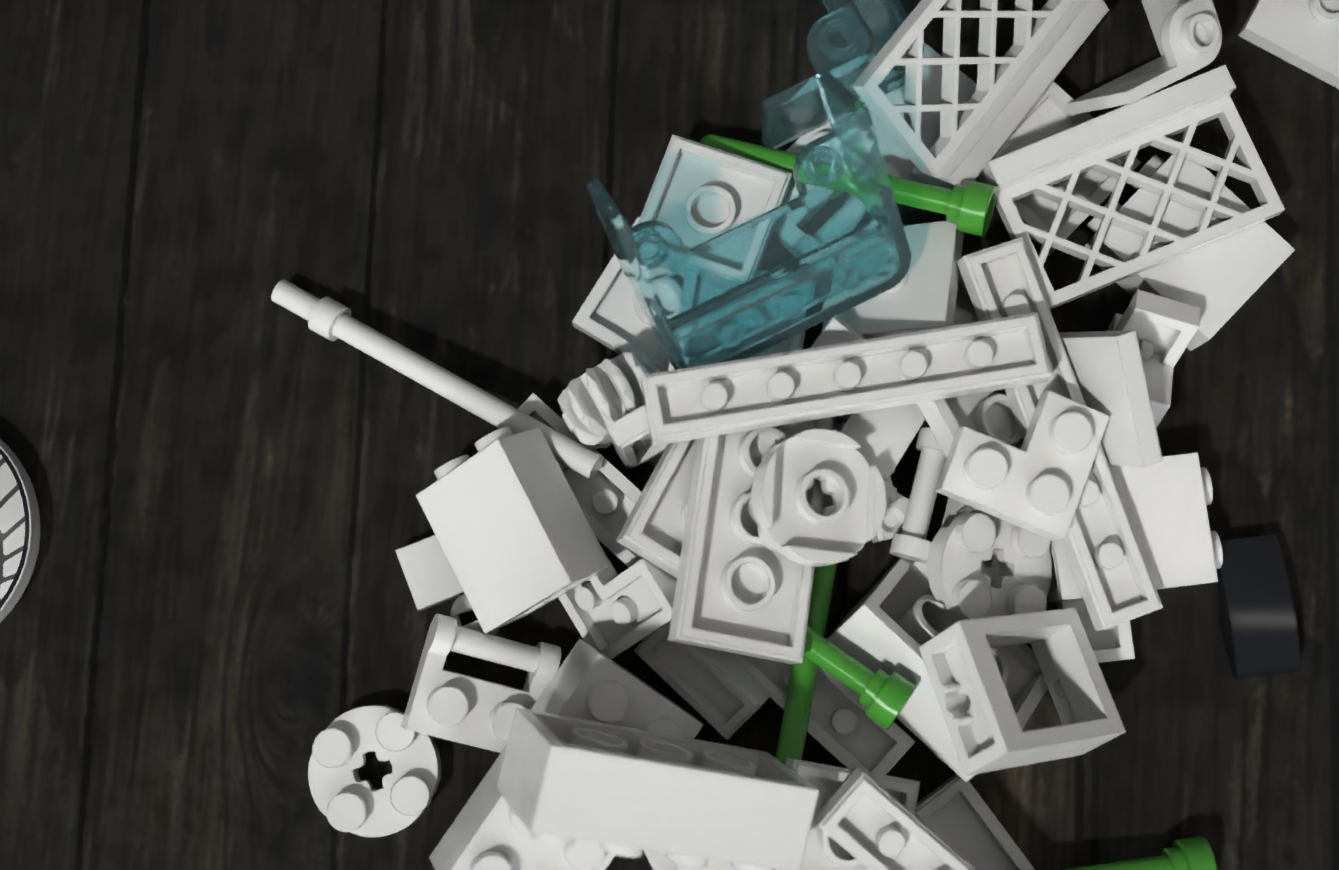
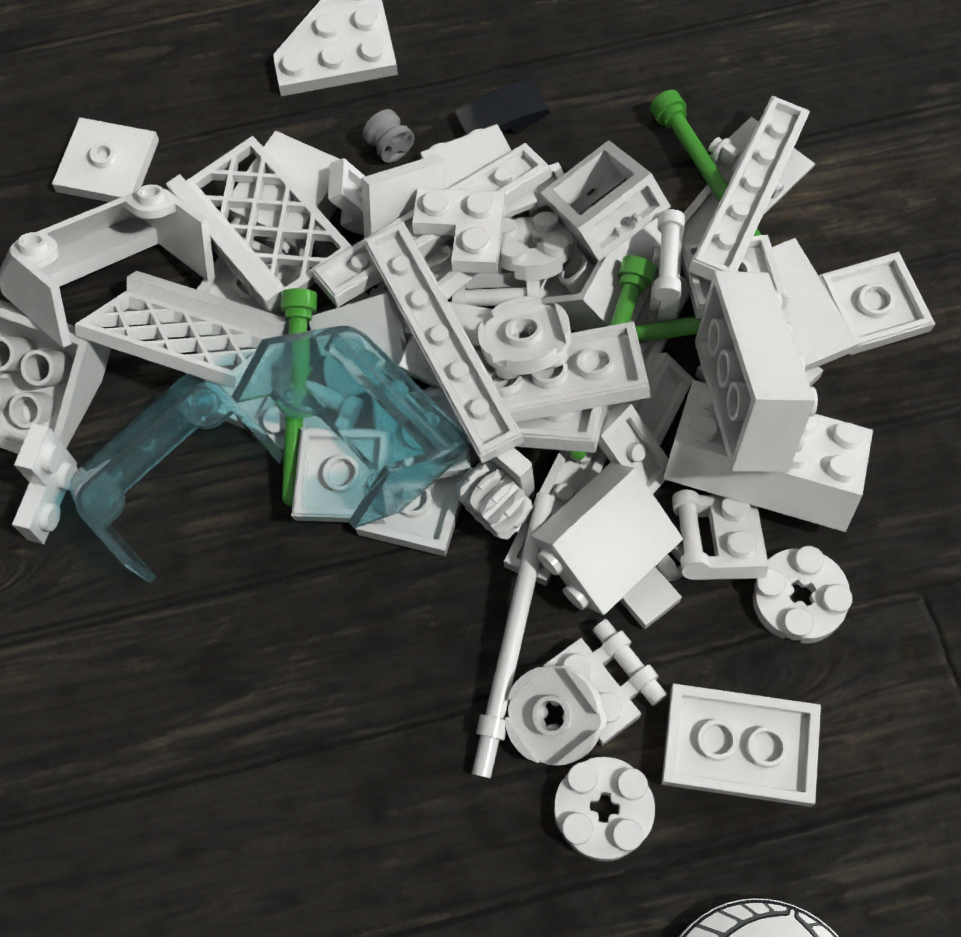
camera: 105 degrees left, 15 degrees down
(154, 434) = (626, 789): none -> white plate
(205, 618) = (742, 745): none -> white plate
(329, 419) = (582, 715): none -> white plate
(337, 458) = (615, 698): none -> white plate
(897, 751) = (666, 290): none -> white plate
(1254, 420) = (387, 134): none -> light grey wheel

